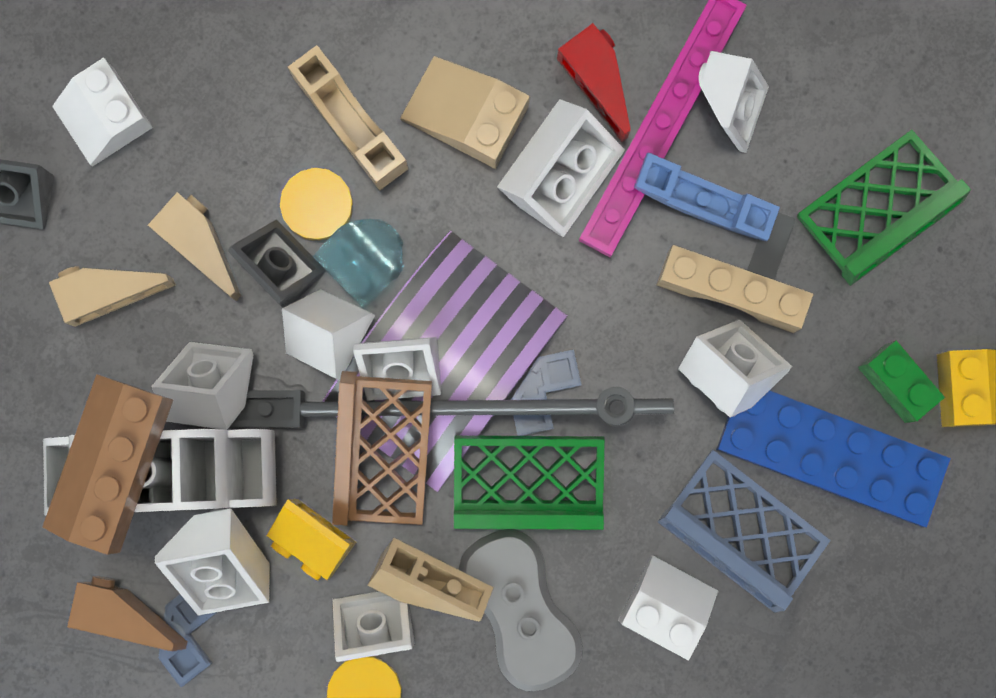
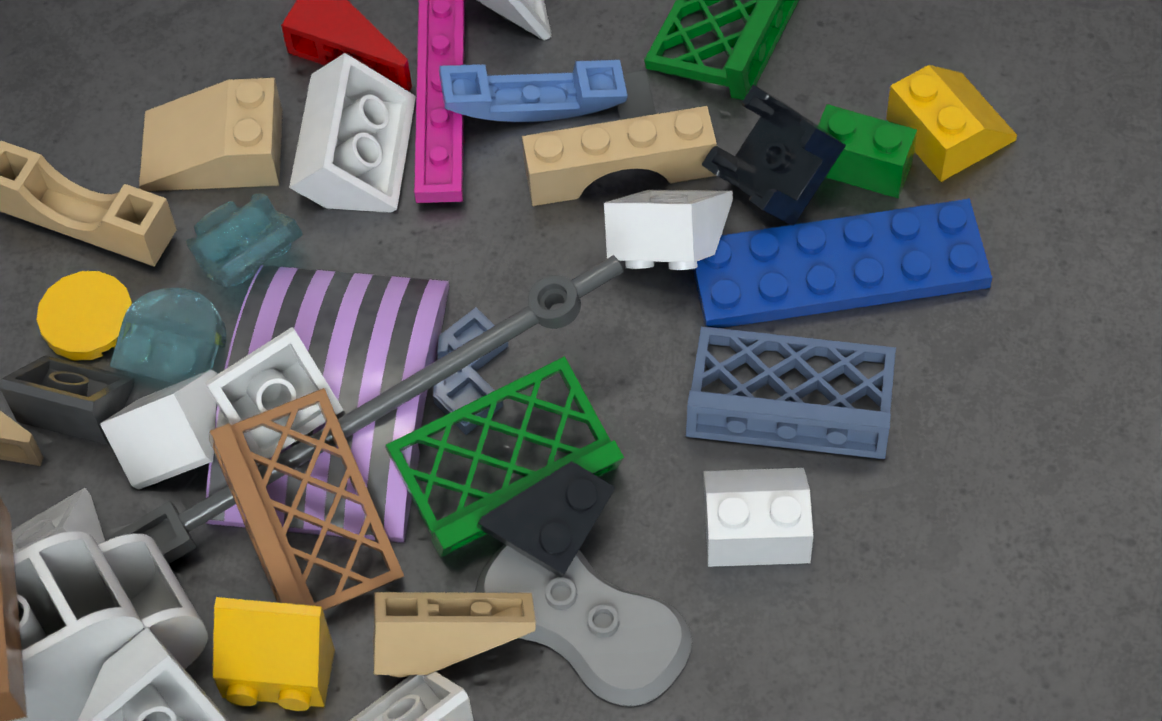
camera: 25 degrees left, 25 degrees down
(444, 207) = (239, 239): none -> clear light blue slope
(533, 547) = (551, 517): none -> black wing
(837, 362) = (780, 158): none -> black panel

